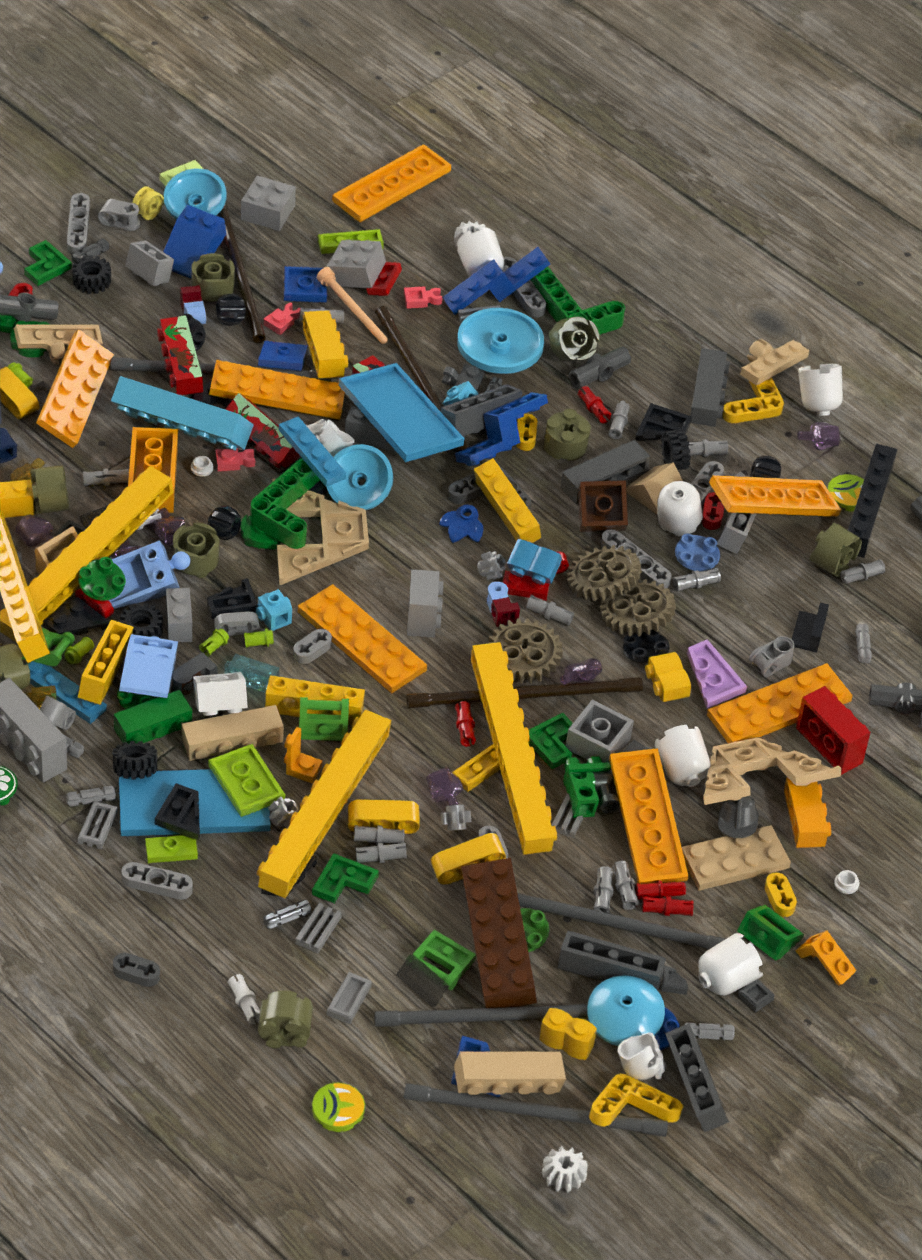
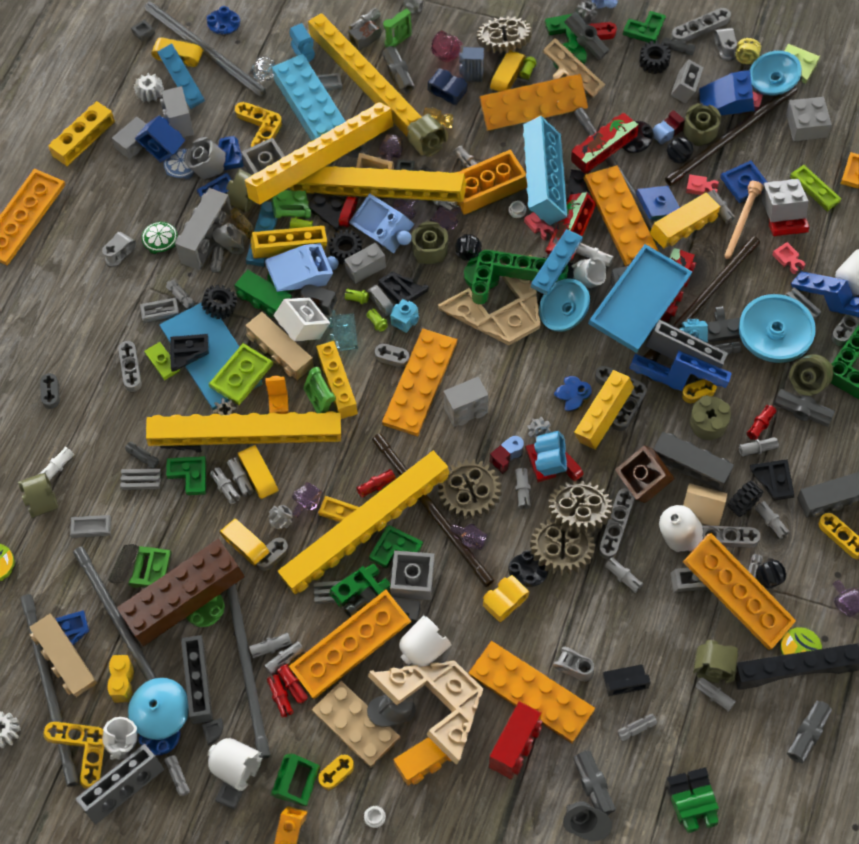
camera: 70 degrees right, 15 degrees up
(102, 579) = (358, 203): green dish -> none
(697, 552) = (652, 563): medium blue dish -> none
(714, 675) = (528, 632): lavender wing -> none

